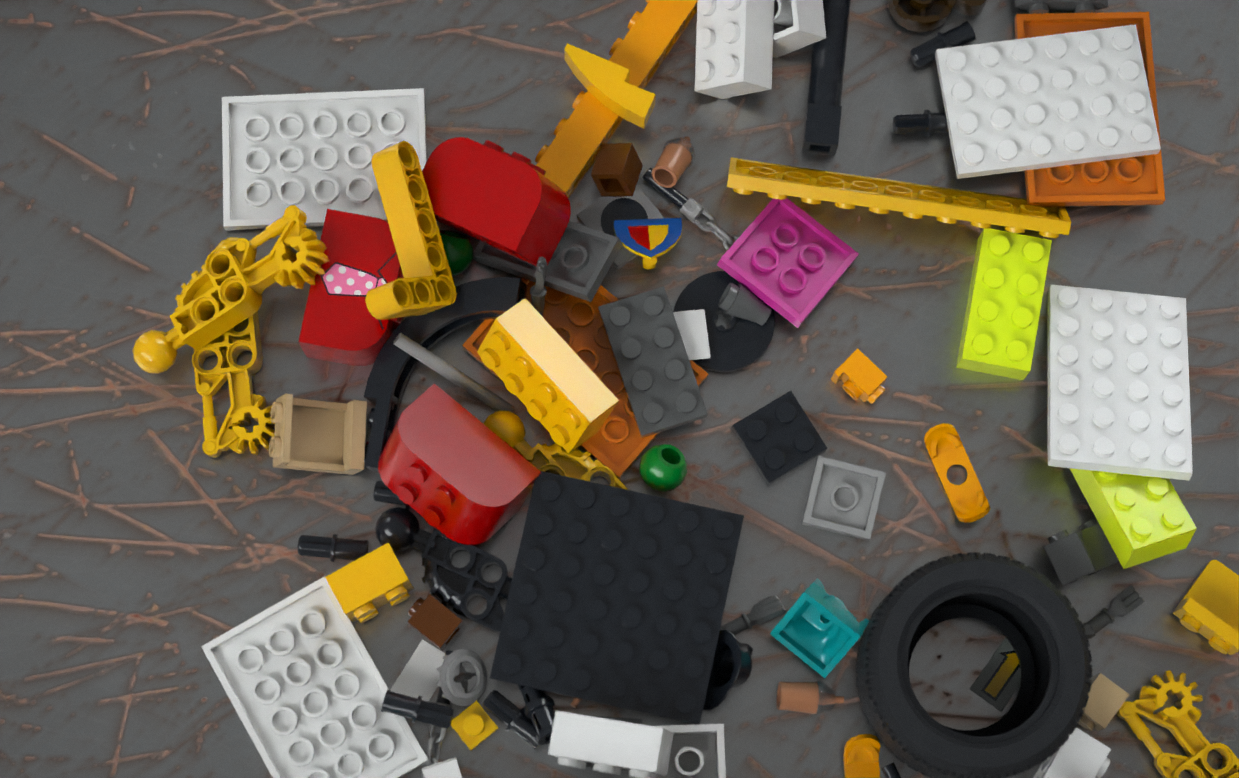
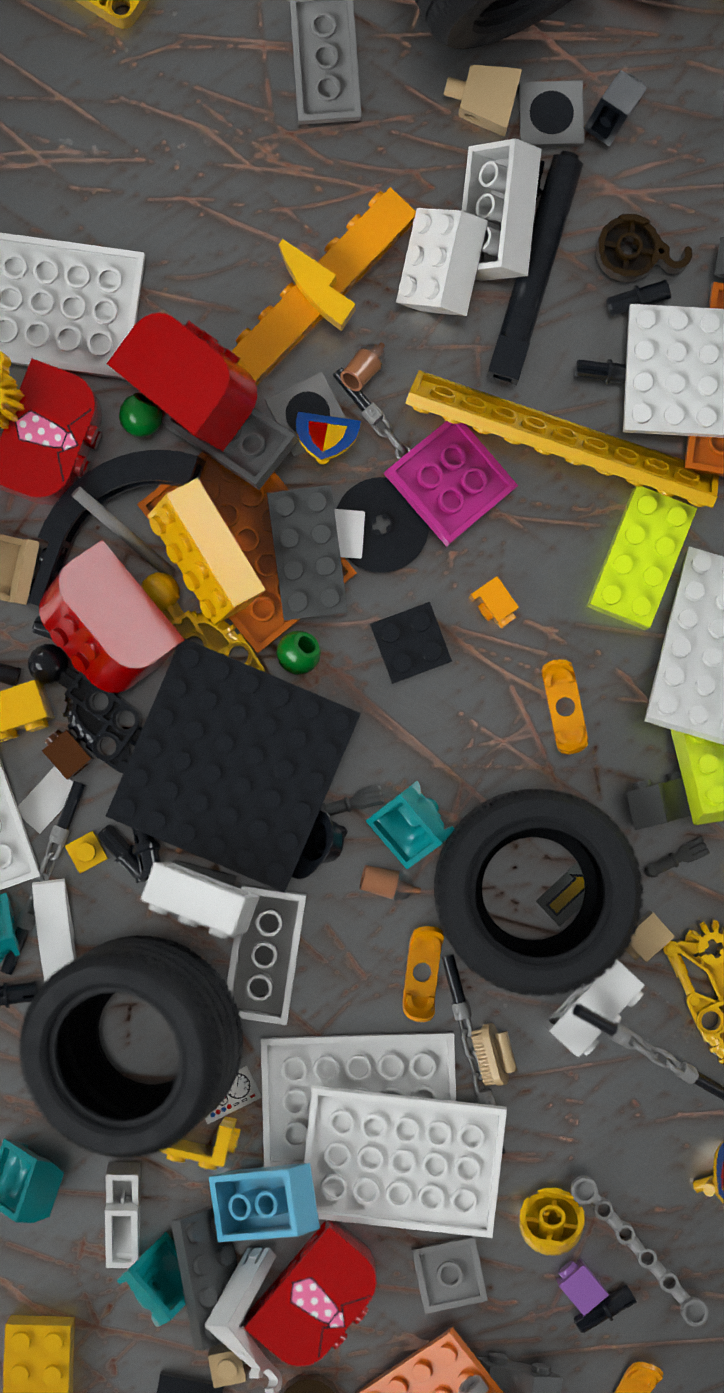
camera: 10 degrees right, 10 degrees up
(416, 238) = (107, 402): yellow beam -> none
(417, 709) = (37, 830): black axle -> none
(472, 686) = (91, 816): light grey gear -> none
(539, 291) = (213, 469): dark grey piece -> none
(616, 170) = (309, 365): reddish brown brick -> none
(743, 304) = (400, 514): dark grey cone -> none
(843, 498) = (458, 709): light grey tile -> none

